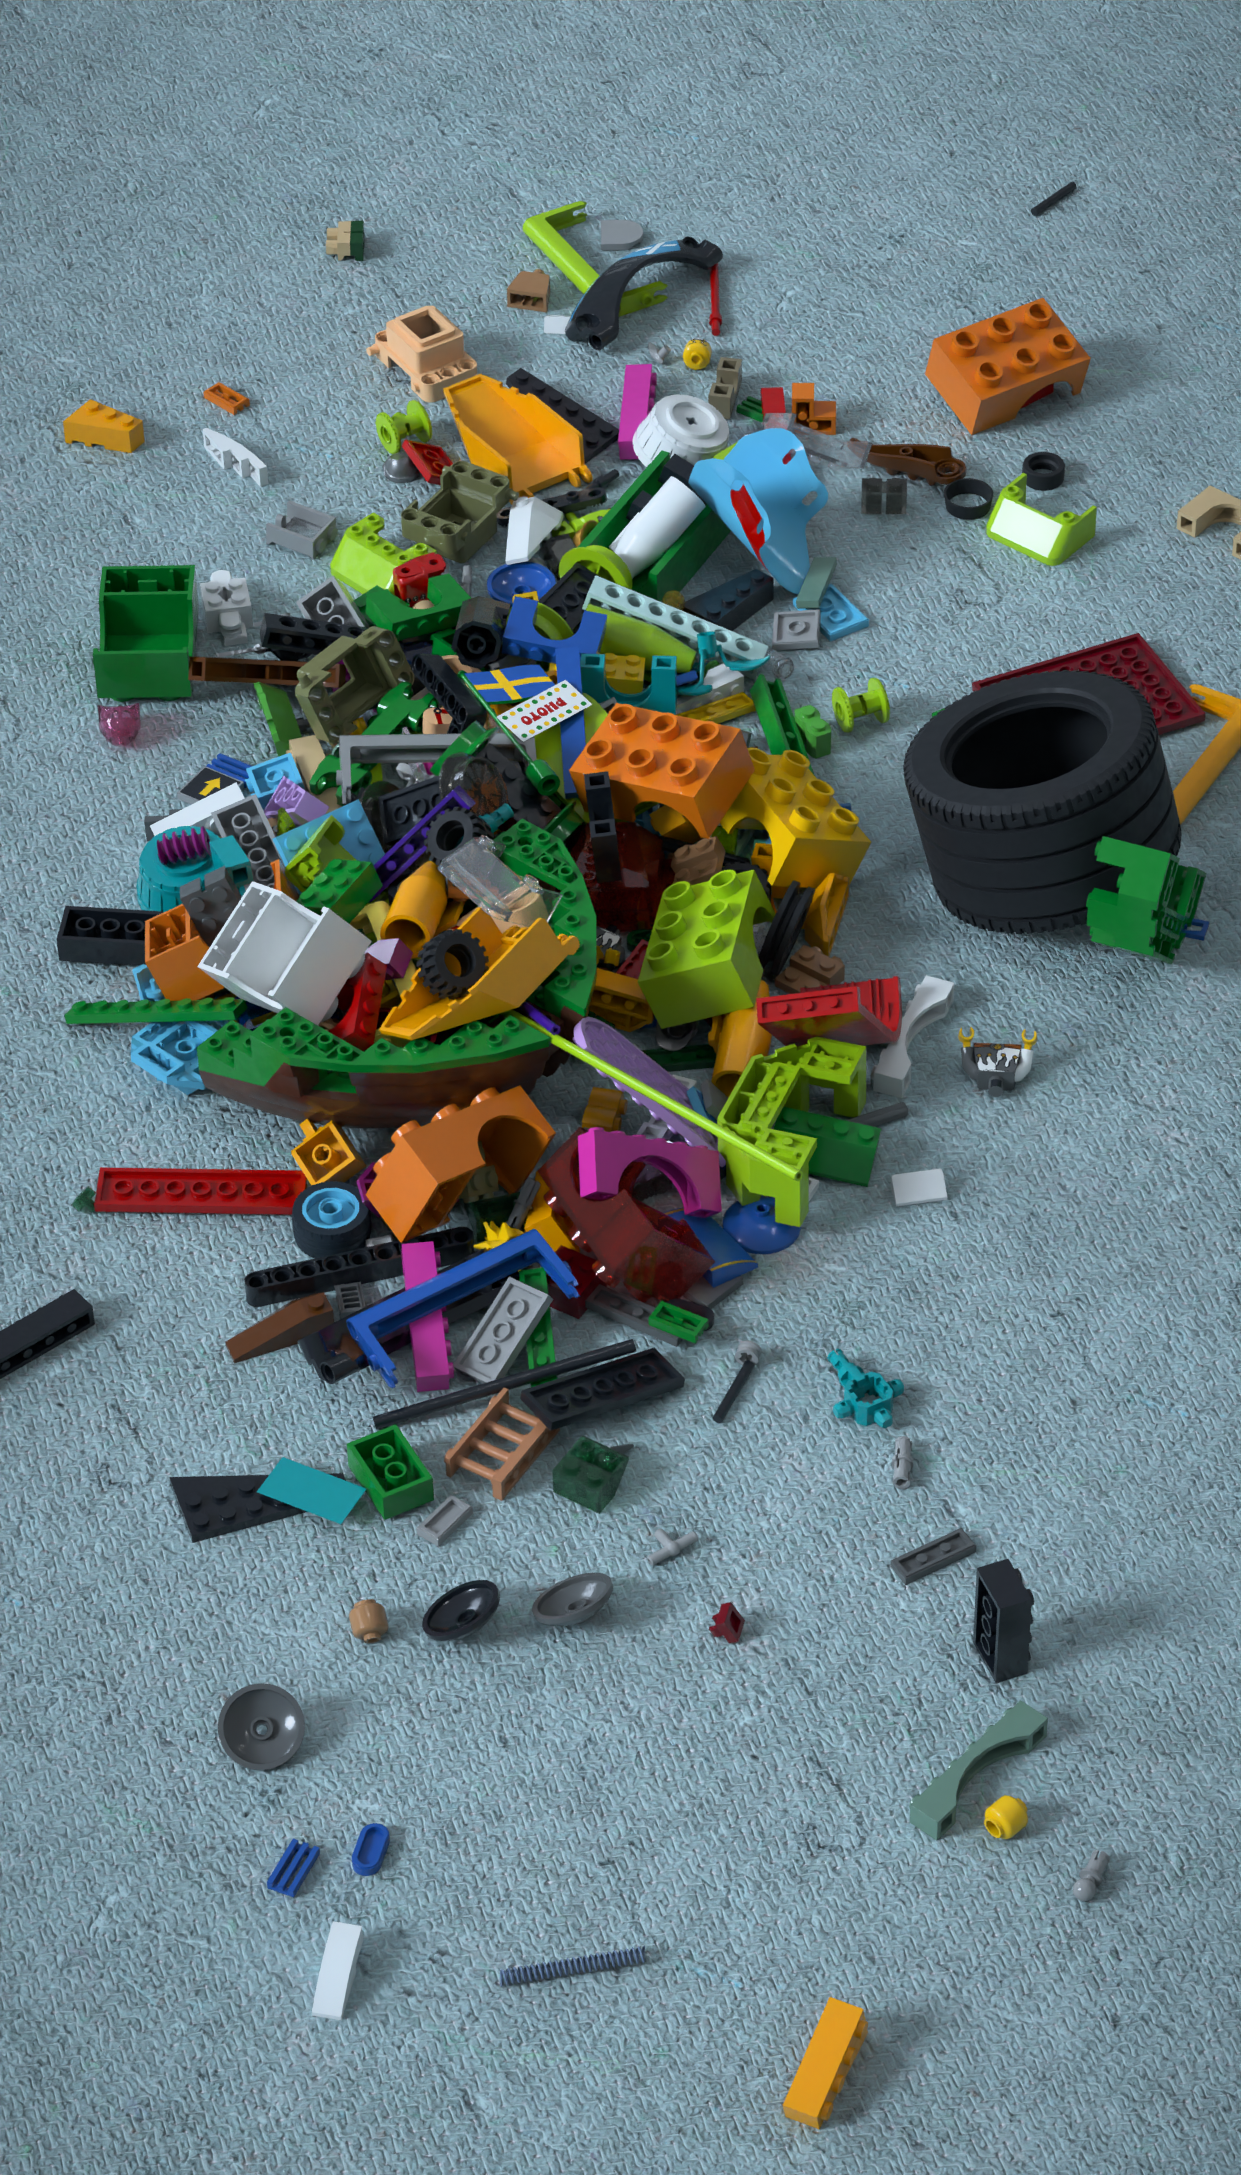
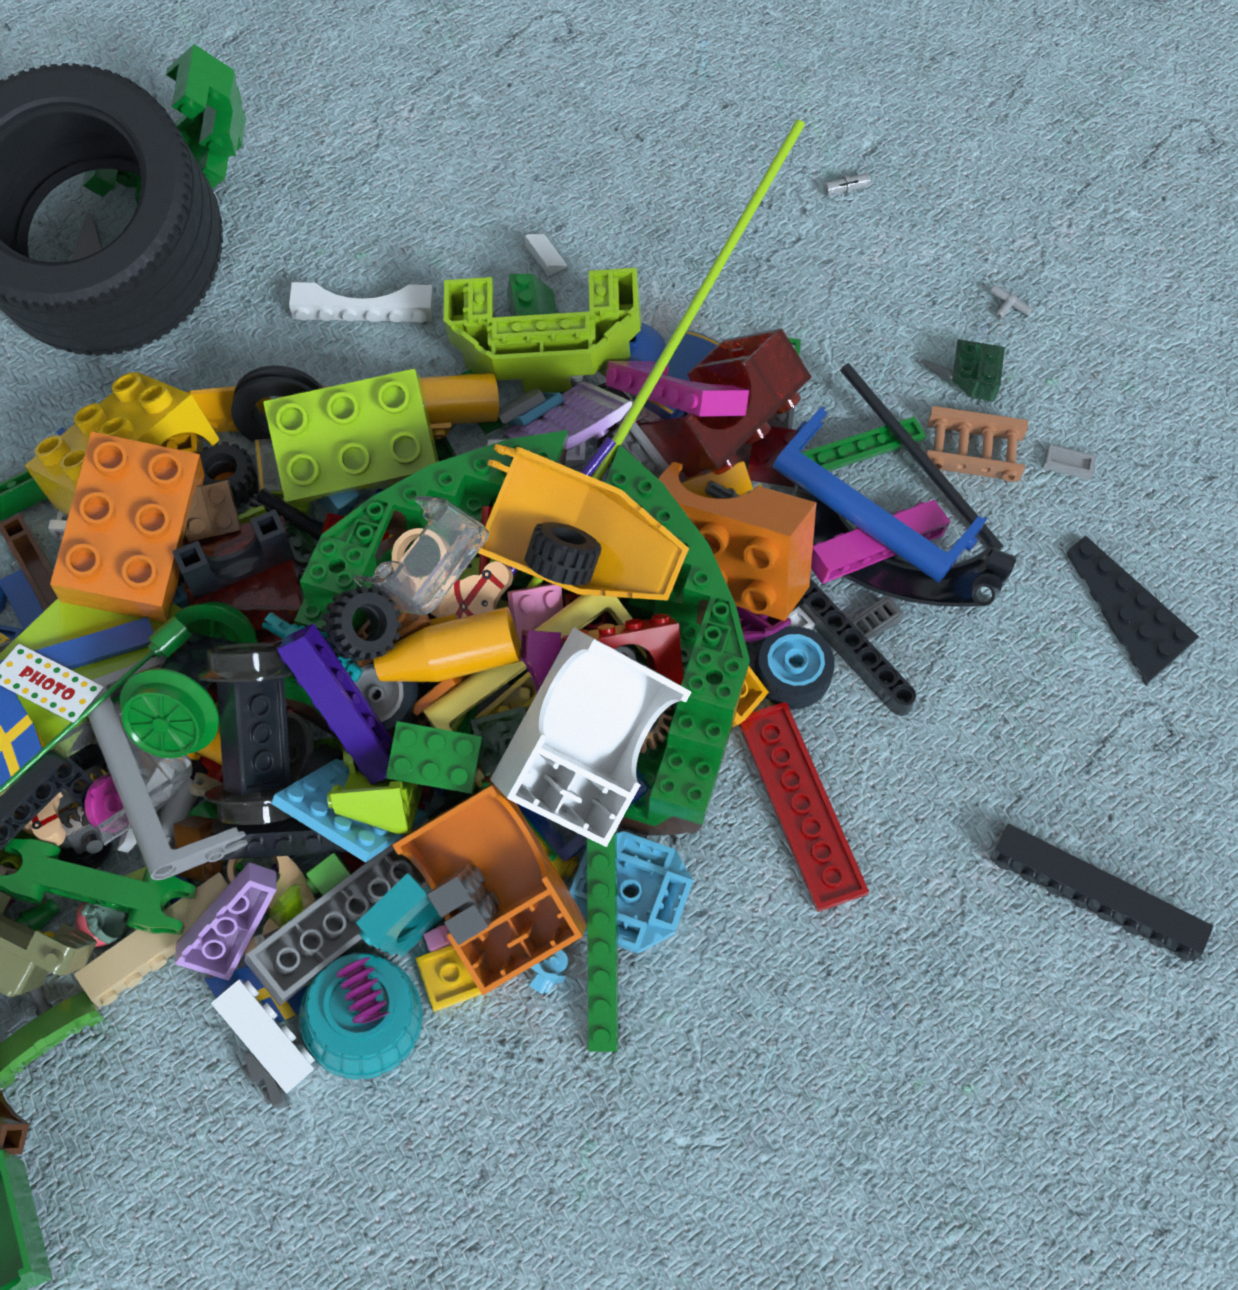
camera: 115 degrees left, 20 degrees up
(85, 1200) = (864, 907): clear green tile -> none
(103, 935) = (481, 1055): black brick -> none
(119, 723) = (99, 1222): clear pink helmet -> none
(205, 784) = (184, 1068): black tile -> none
(232, 765) = (132, 1055): blue tile -> none
(267, 775) = (164, 990): medium azure plate -> none
(282, 1327) = (926, 659): reddish brown wedge -> none
(311, 1490) = (1106, 560): teal sticker -> none
(368, 1621) = (1209, 469): medium nougat head -> none
(390, 1472) = (1057, 506): green brick -> none
(461, 1611) = (1184, 400): black dish -> none
(502, 1332) = (873, 471): light grey plate -> none
(573, 1599) = (1122, 321): dark grey dish -> none
(602, 1389) = (895, 385): black plate -> none
(728, 1623) = (1066, 239): dark red tile -> none
(733, 1391) = (828, 312): black bar -> none
(748, 1351) = (788, 309): light grey bush -> none
(844, 1012) = (417, 321): red panel -> none
(856, 1385) = (786, 229): teal piece -> none
(933, 1556) = (924, 145): dark grey tile -> none
(996, 1065) = (377, 232): torso -> none
(1002, 1620) = (1000, 55): black brick -> none
(1006, 1817) = (1136, 40): yellow head -> none
(1012, 1735) = (1065, 56): sand green arch -> none

